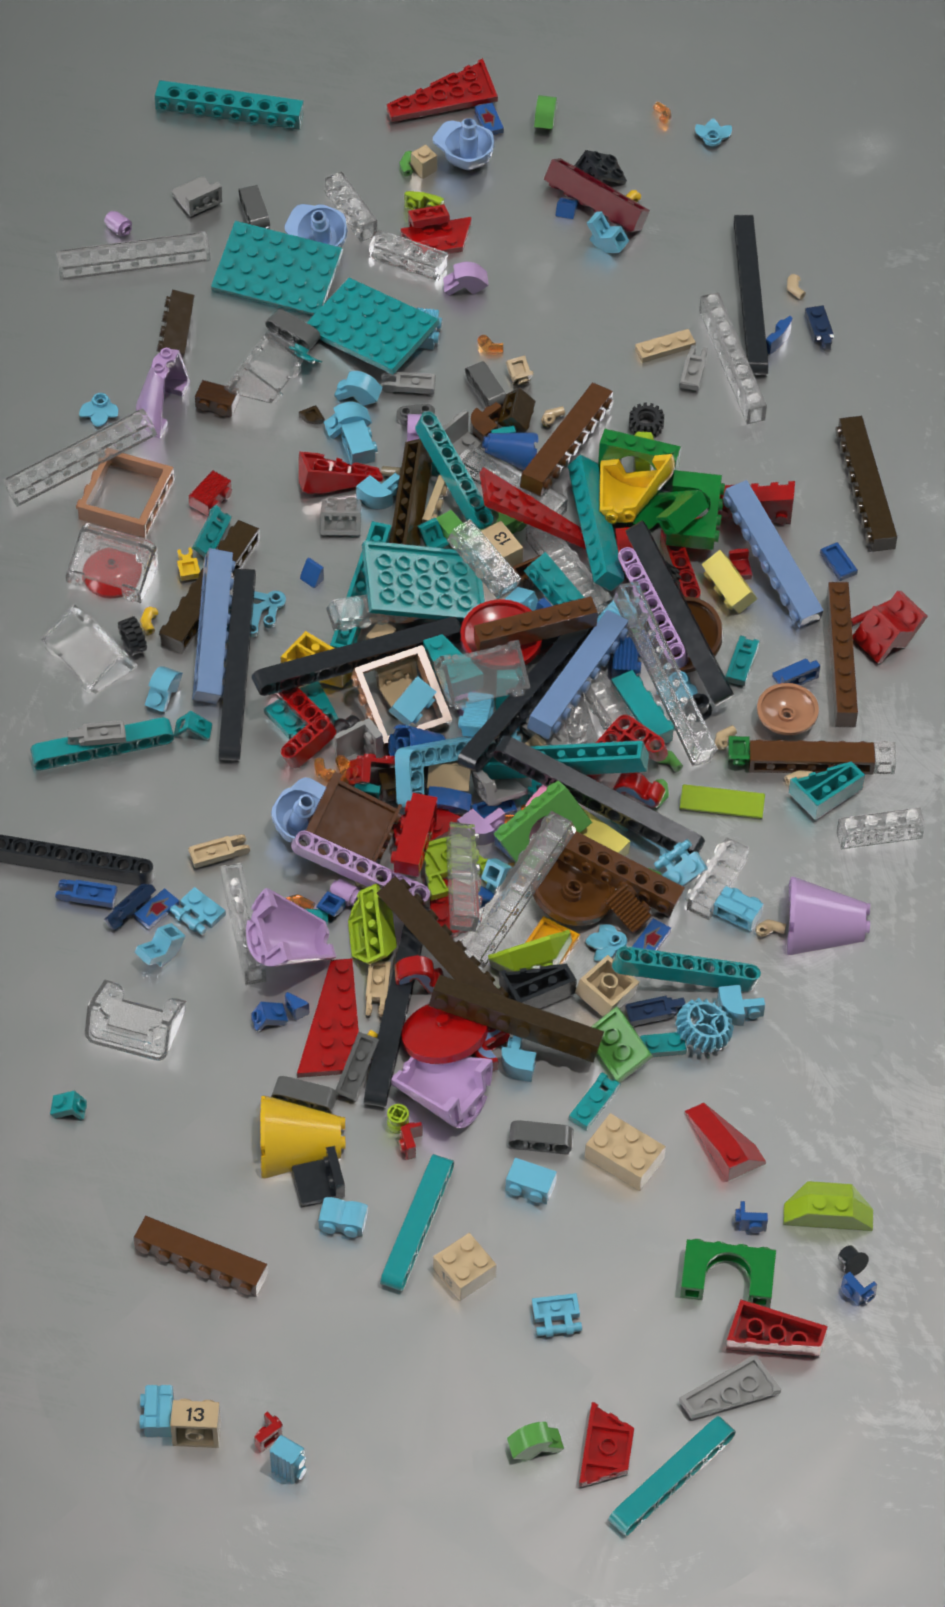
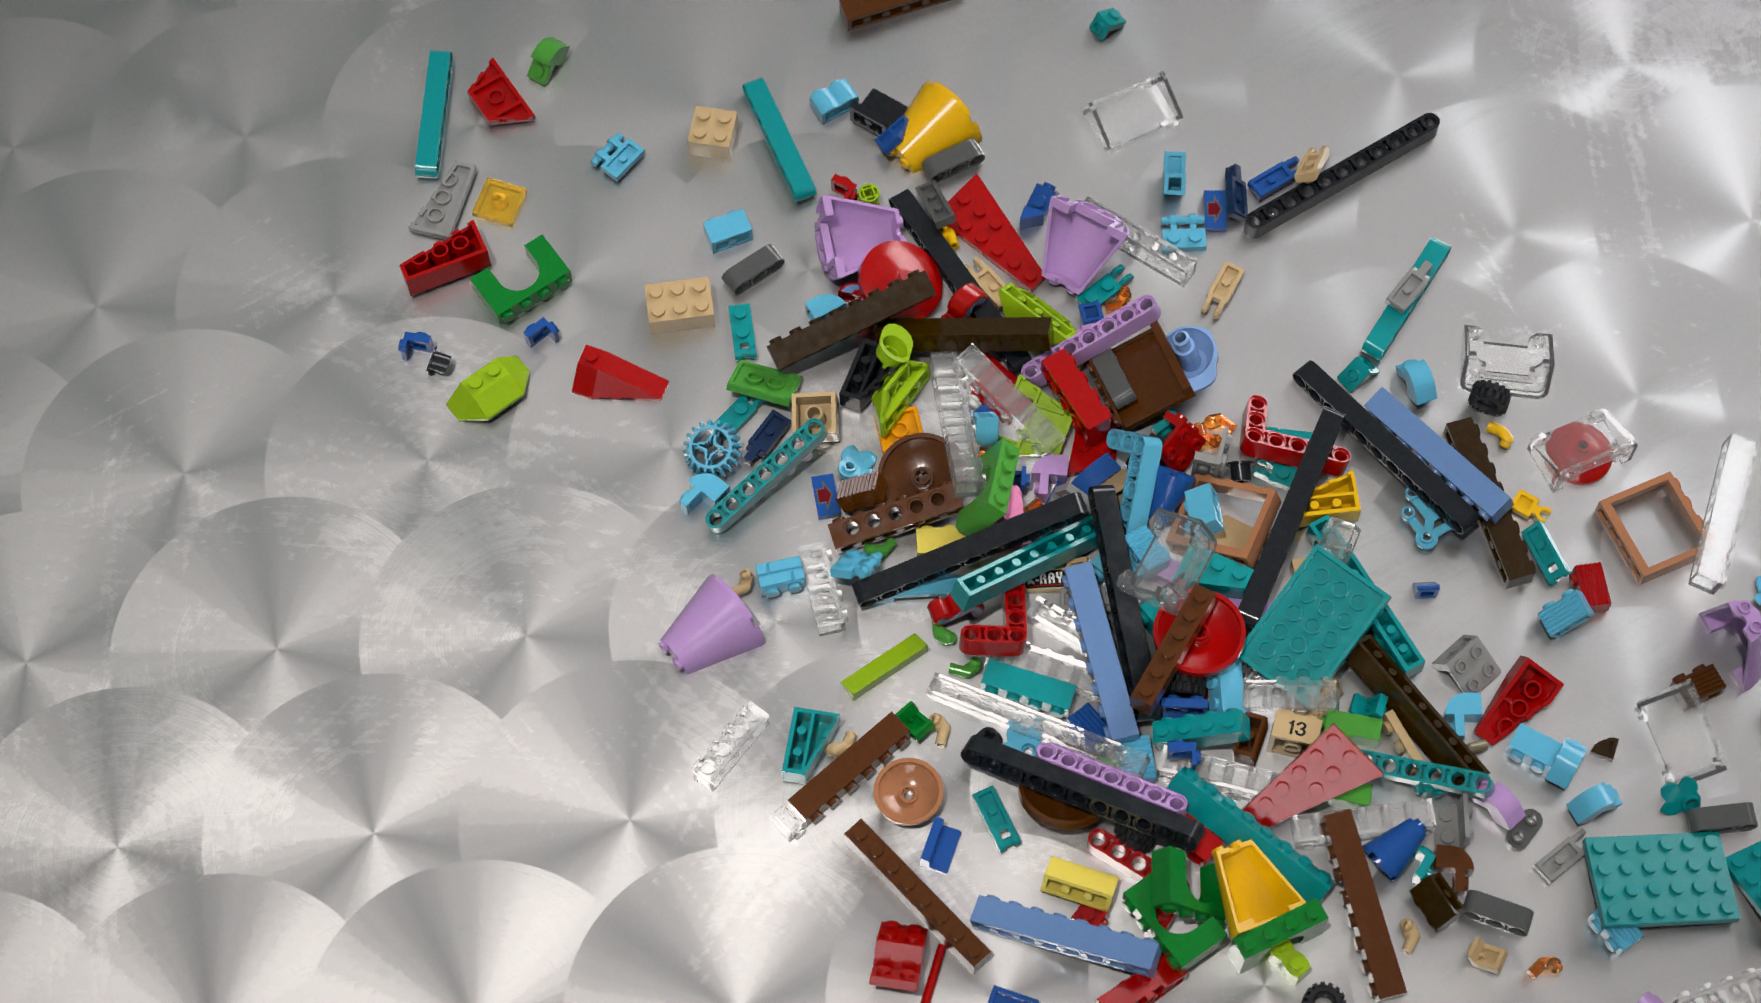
camera: 140 degrees right, 10 degrees up
(59, 869) = (1311, 165): none -> tan hinge
(247, 486) = (1565, 613): none -> medium azure brick
(335, 1137) = (892, 135): none -> blue tile
(372, 834) = (1114, 378): none -> dark grey beam
(509, 966) = (894, 346): none -> lime piece
(585, 586) = (1184, 750): none -> blue bracket
(685, 1357) = (499, 202): none -> clear yellow plate

